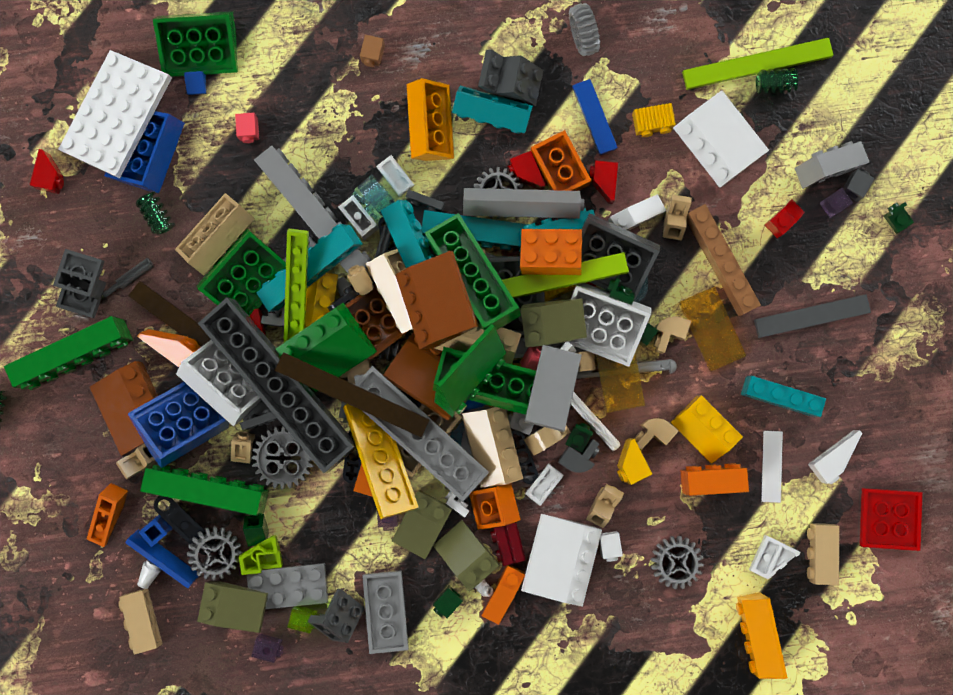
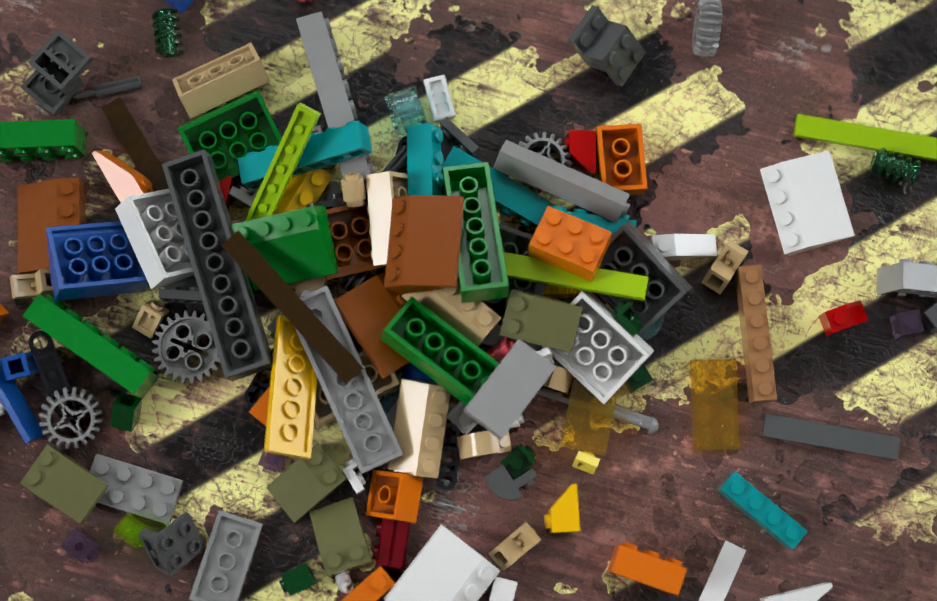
camera: 20 degrees right, 5 degrees down
(262, 556) = (119, 443): lime slope -> none
(358, 217) = (381, 126): white brick -> none
(430, 120) = (501, 55): light orange slope -> none
(470, 372) = (427, 332): green slope -> none
(492, 109) = (572, 71): teal brick -> none
(544, 484) = (458, 496): white plate -> none
(594, 117) = (680, 124): blue tile -> none
(594, 422) = (541, 448): white axle -> none
(604, 179) = (663, 194): red slope -> none
(632, 416) = (586, 462): none -> light yellow plate
(654, 119) = (743, 153): yellow brick -> none
(656, 428) = (608, 486): tan brick -> none
(670, 327) = (668, 382): tan brick -> none
(706, 429) = (661, 511): yellow slope -> none

